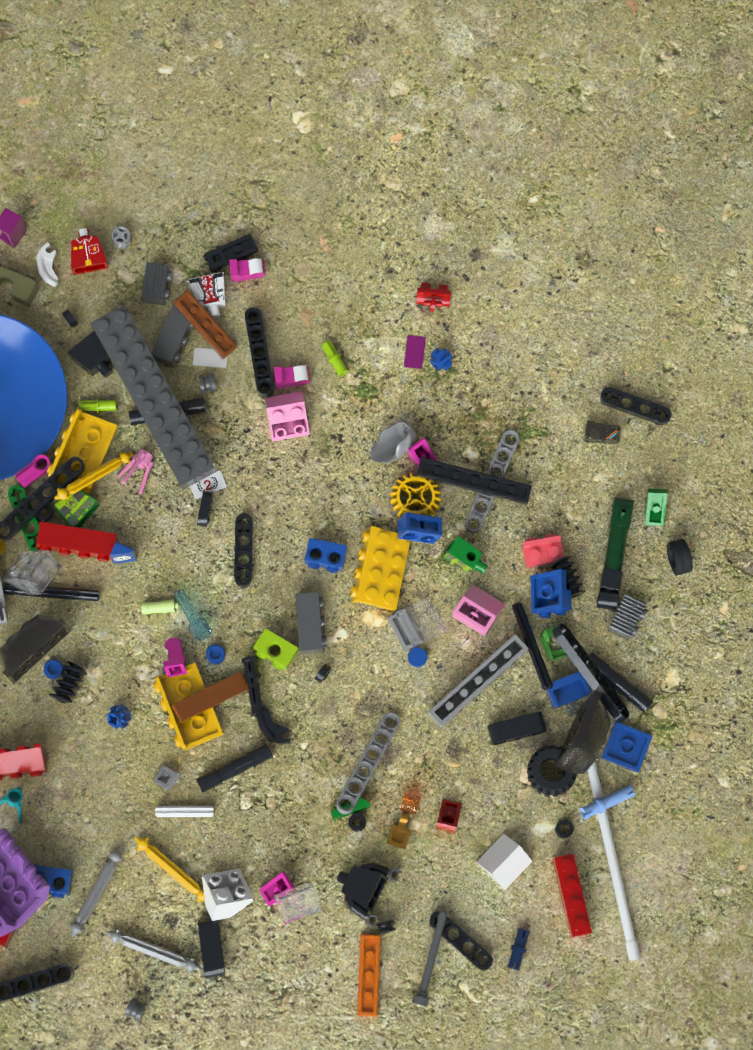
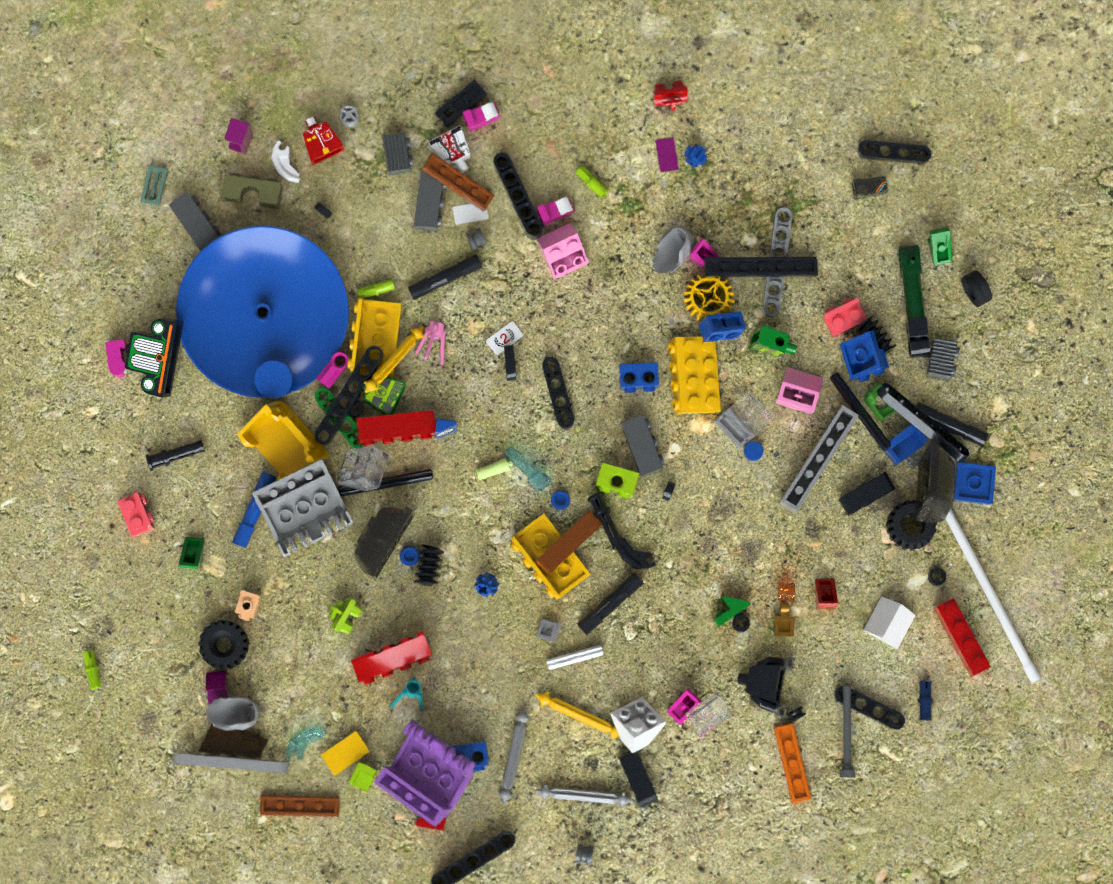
camera: 15 degrees left, 5 degrees up
(91, 356) = (356, 241): black torso -> none
(153, 397) = (429, 267): dark grey brick -> none
(176, 658) = (527, 518): dark pink leg -> none
(365, 761) = (736, 564): light grey beam -> none
(600, 805) = (965, 546): light blue pin -> none

